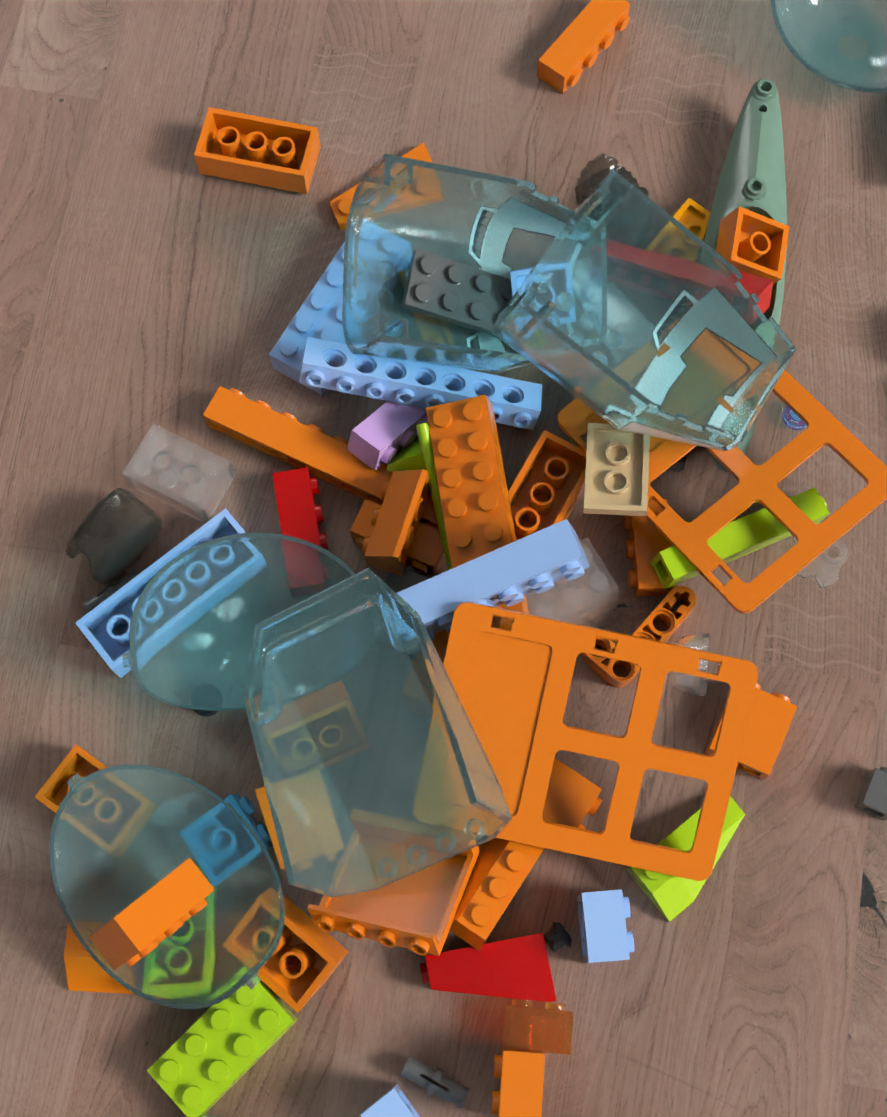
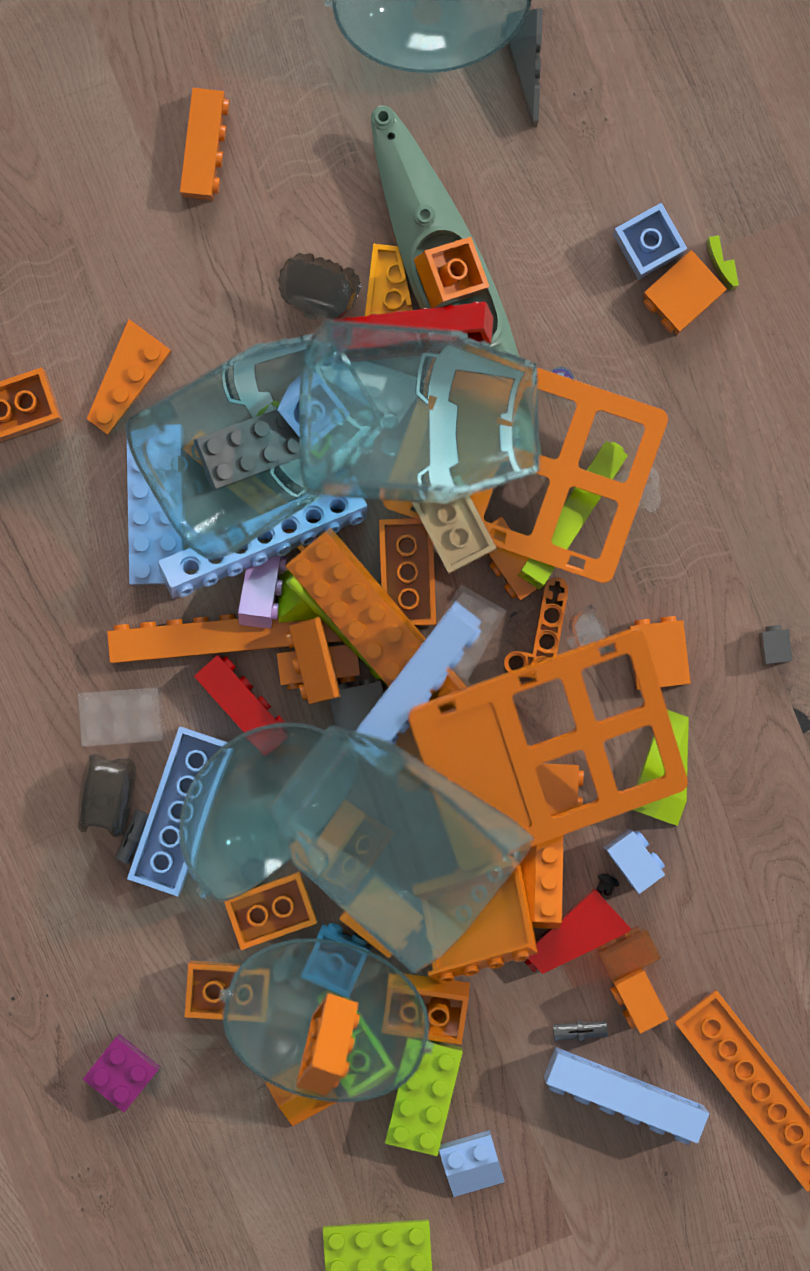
camera: 30 degrees left, 15 degrees up
(195, 744) = (271, 910): none -> orange brick

